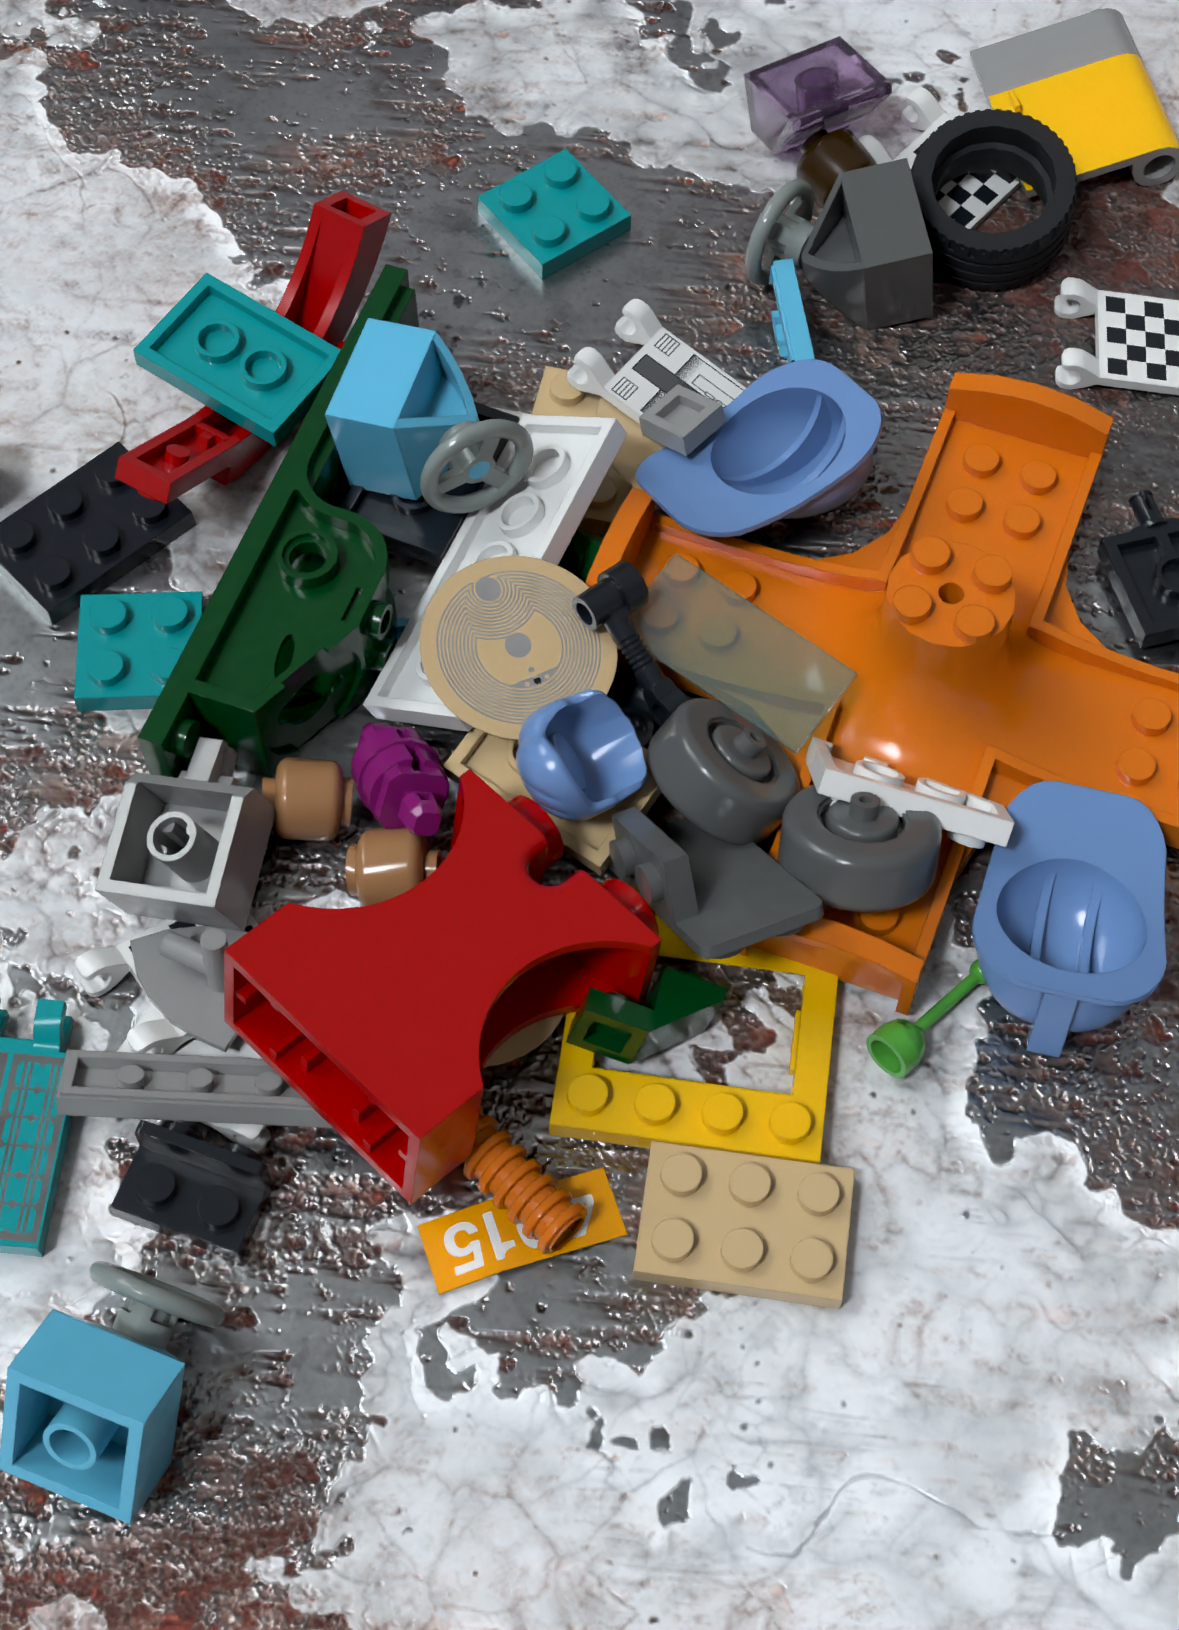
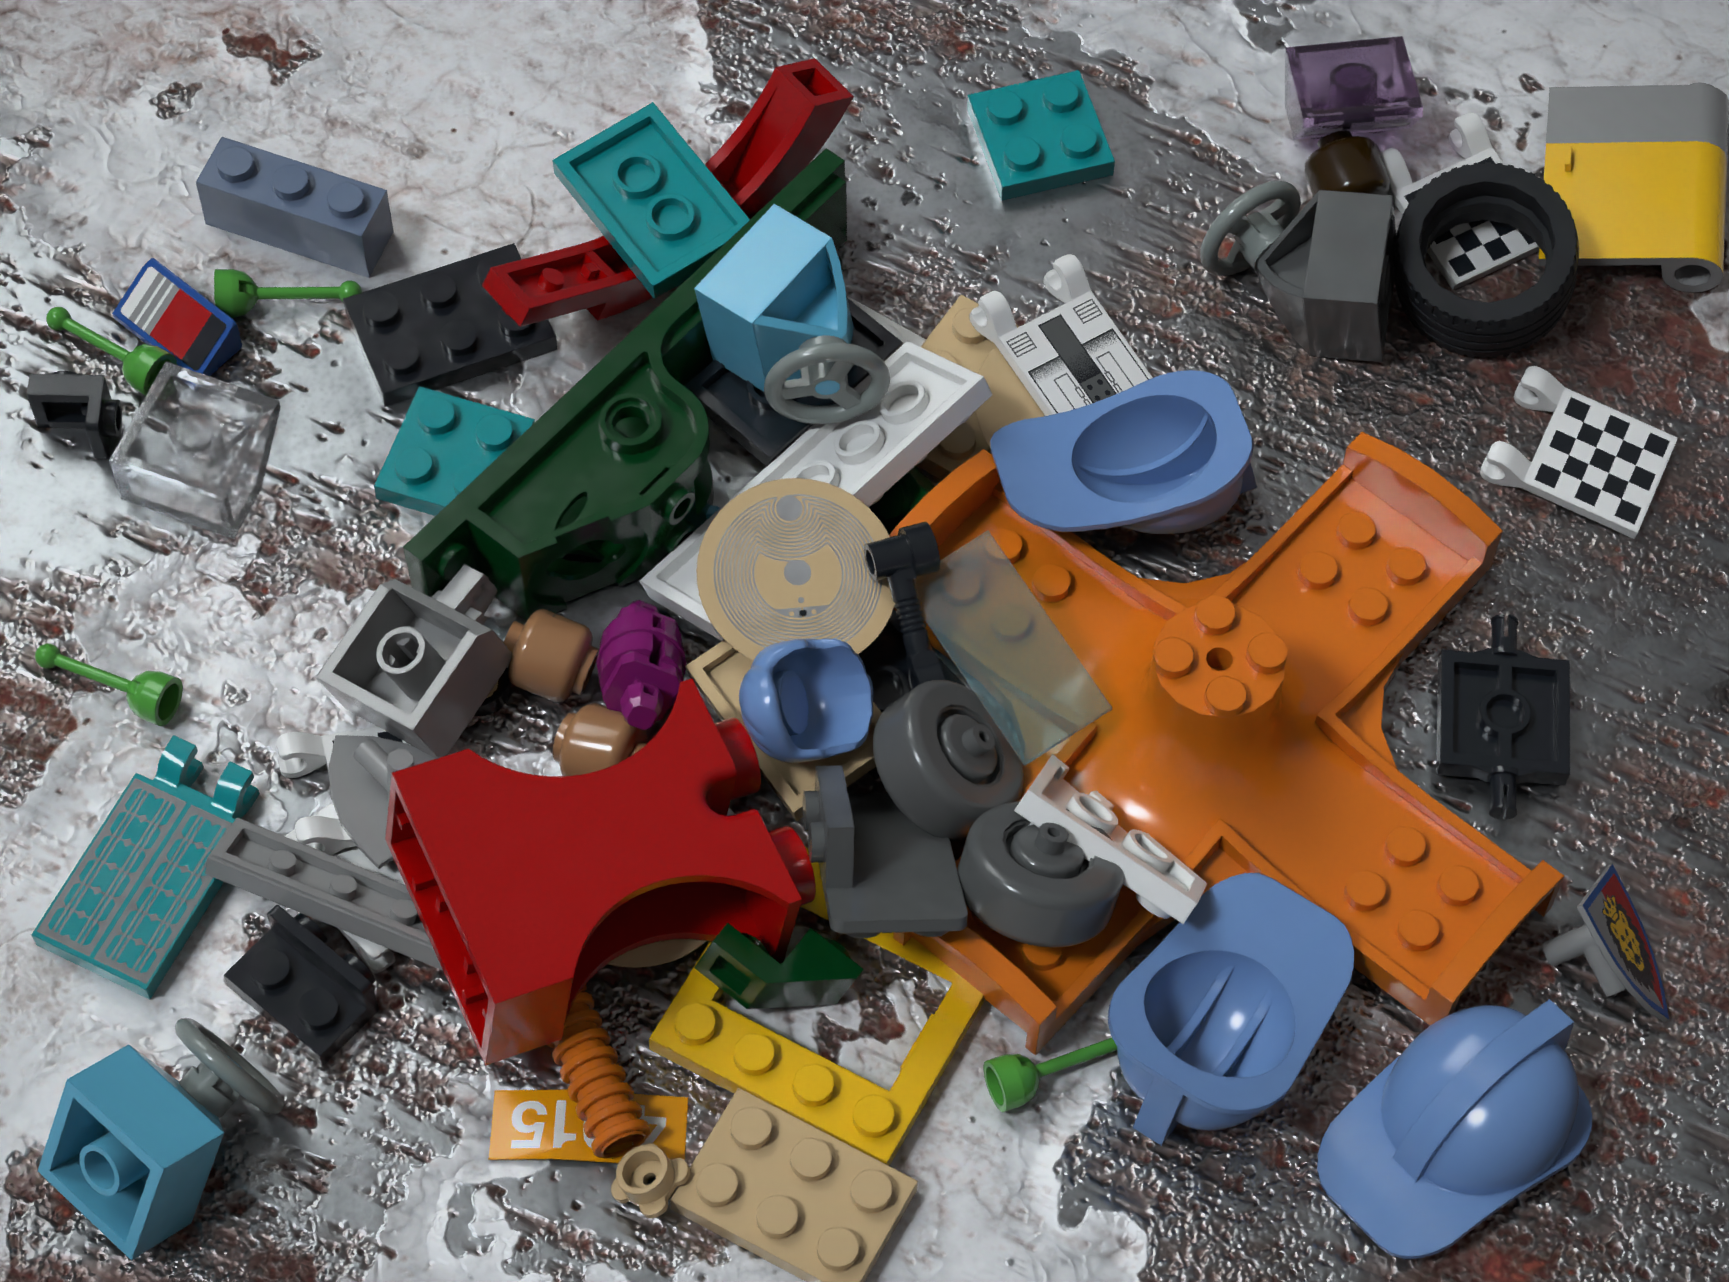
camera: 20 degrees right, 0 degrees up
(586, 1255) = (638, 1168): none -> tan plate
(682, 419) = (1060, 395): light grey plate -> none
(789, 320) = (1226, 317): medium azure tile -> none

